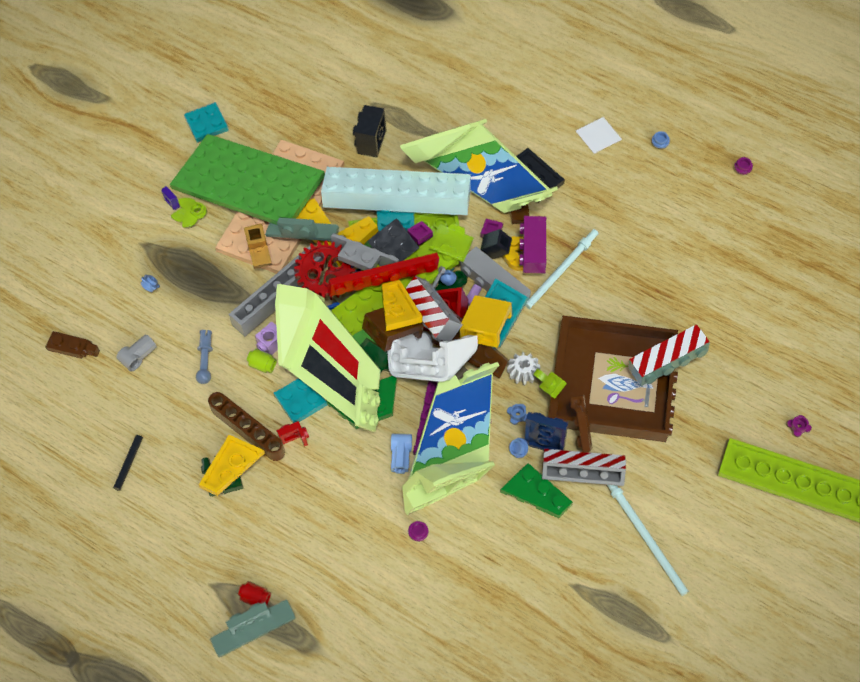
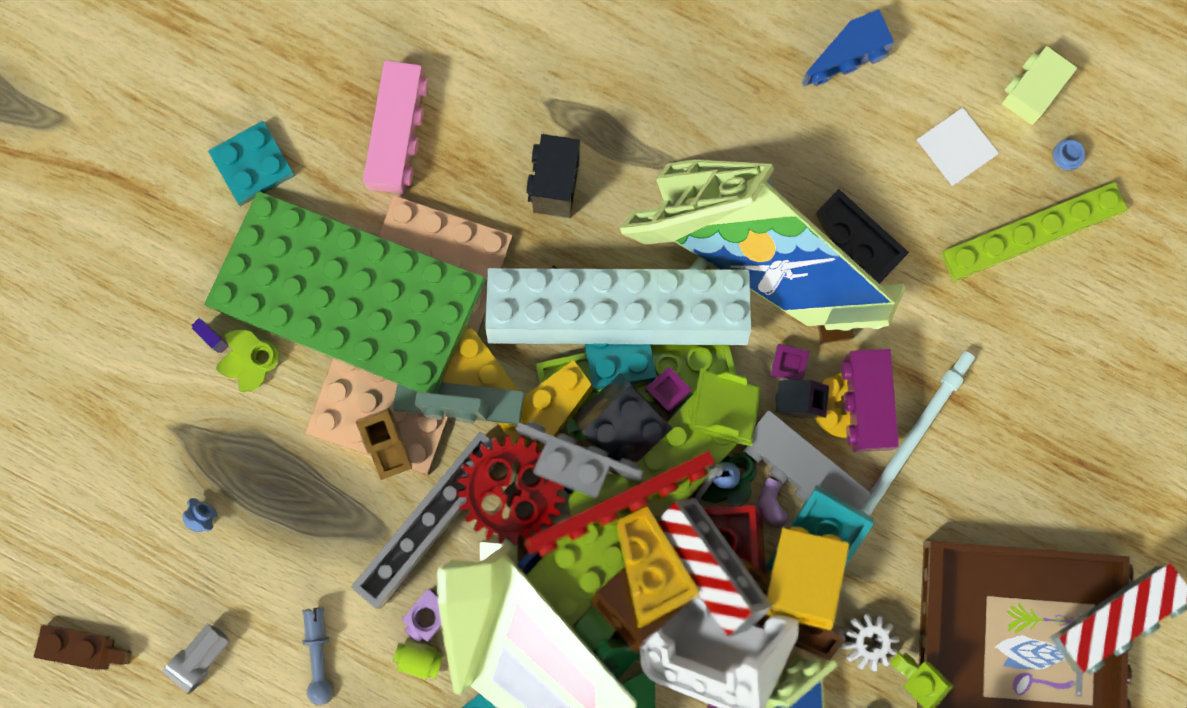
camera: 10 degrees left, 20 degrees up
(286, 108) = (395, 127): none -> bright pink brick
(542, 83) = (859, 42): none -> blue slope
(638, 176) = (1033, 232): none -> lime plate
(645, 105) = (1039, 85): none -> yellowish green brick

